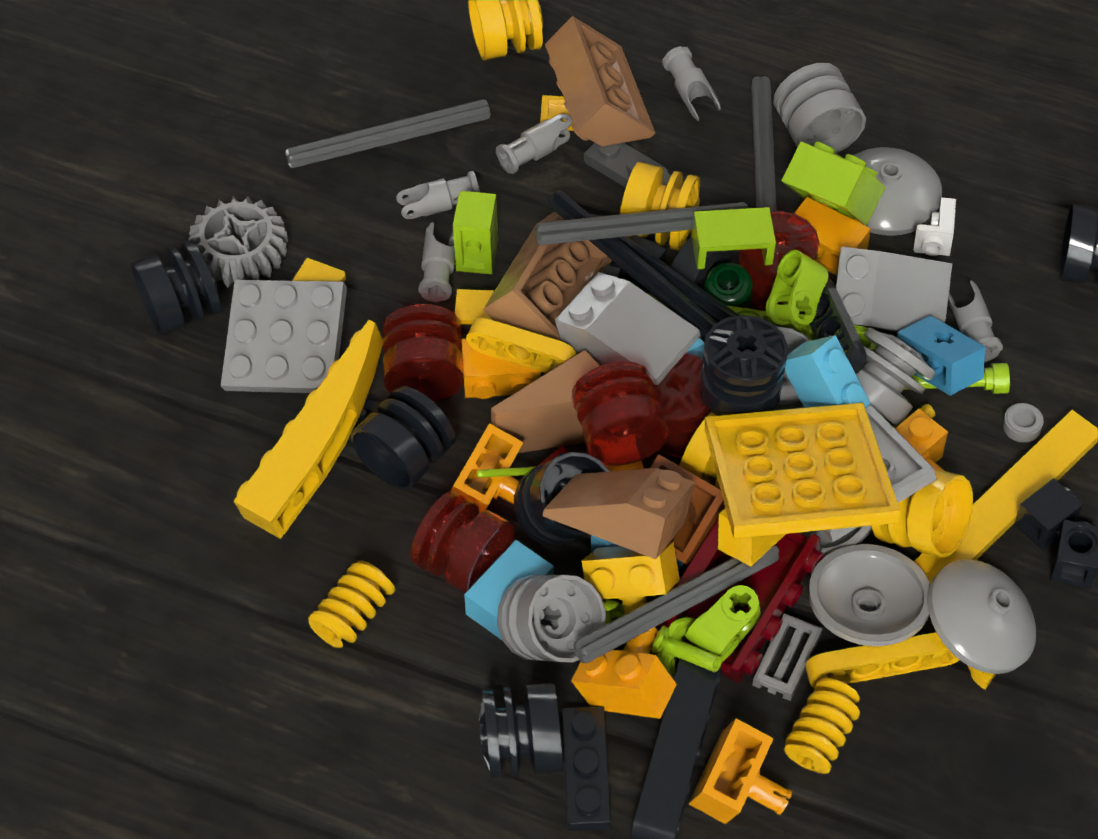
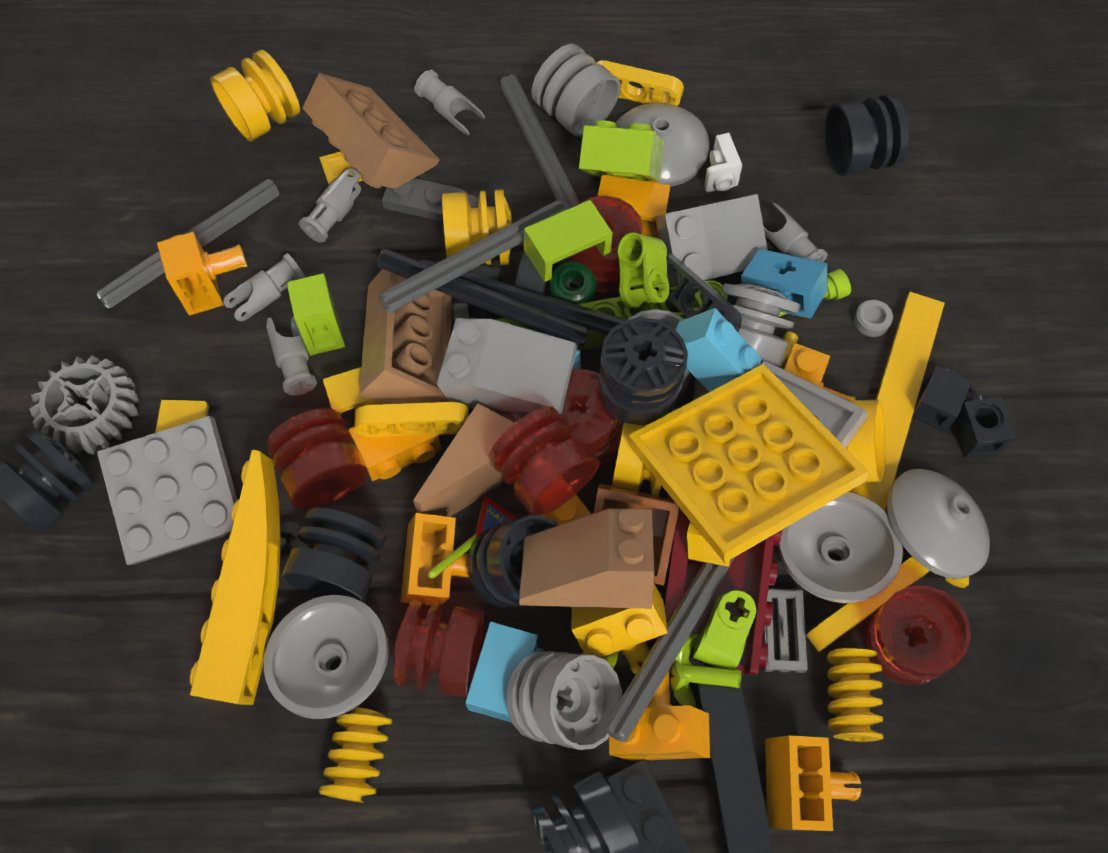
camera: 25 degrees left, 10 degrees up
(361, 514) = (307, 645): none -> light grey dish
(381, 159) = (194, 271): none -> light orange brick
(905, 676) = (939, 629): none -> clear red wheel
(906, 132) = (660, 82): none -> yellow beam

